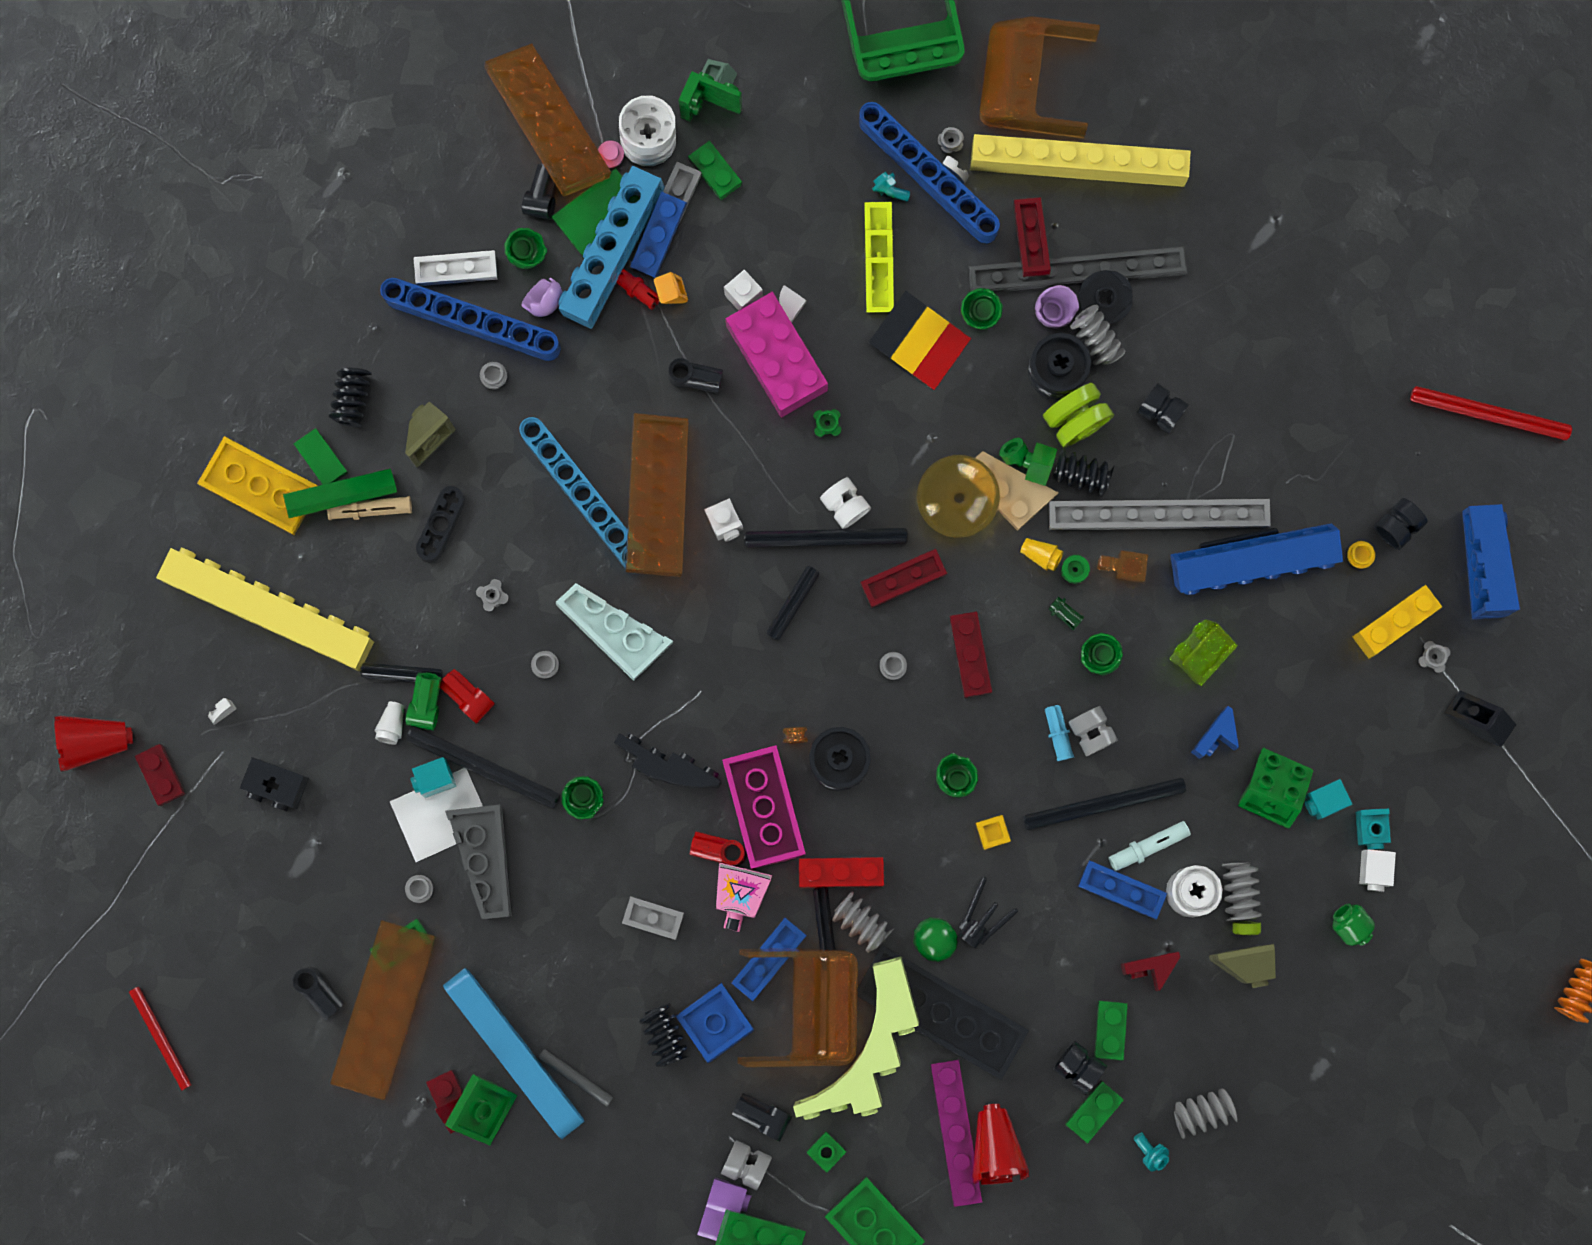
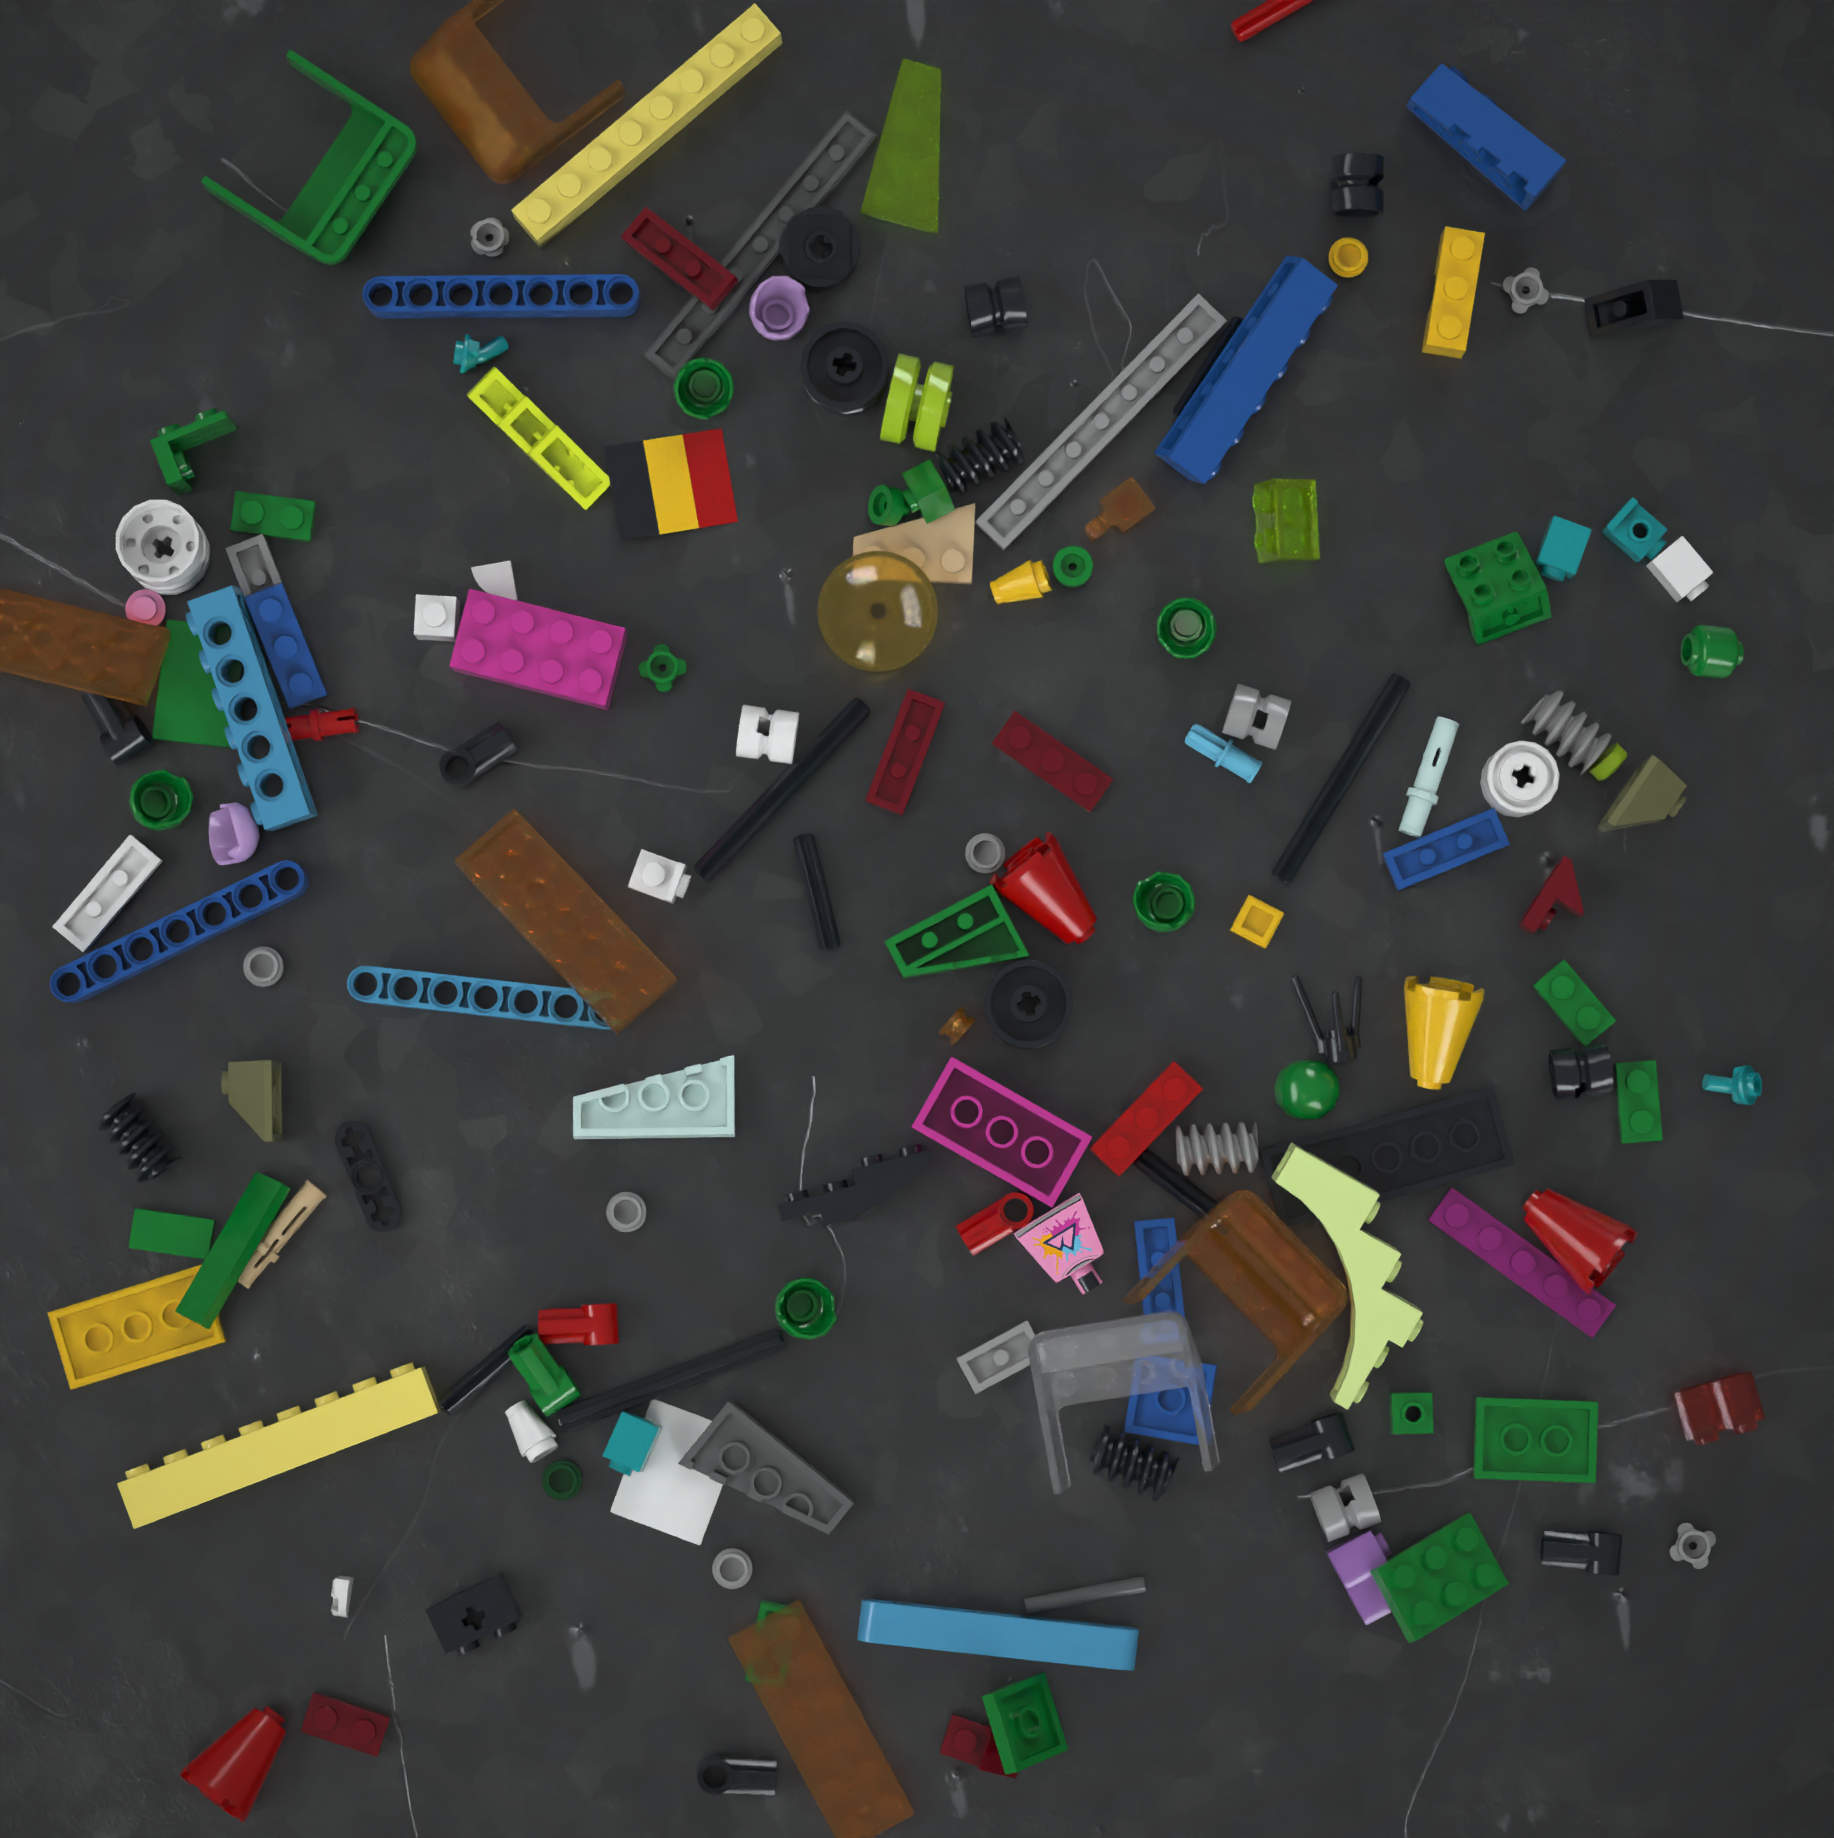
camera: 45 degrees left, 5 degrees up
(382, 762) = (562, 1480): none -> dark green plate
(499, 598) = (504, 1206): light grey plate -> none
(670, 289) = (357, 690): light orange slope -> none
(705, 976) = (1113, 1362): none -> clear windscreen
(720, 71) = (171, 408): sand green slope -> none
(838, 692) = (958, 938): none -> green wedge
(905, 713) = (1047, 890): none -> red cone
(951, 165) = (531, 266): white tile -> none
(1031, 973) = (1438, 1026): none -> yellow cone
(1065, 613) = (1107, 621): dark green pin -> none
(1098, 336) = (854, 297): light grey piece -> none
(1190, 298) = (906, 164): none -> clear neon green wing
(1204, 1112) = (1747, 991): light grey piece -> none
(1222, 729) = (1382, 582): blue slope -> none

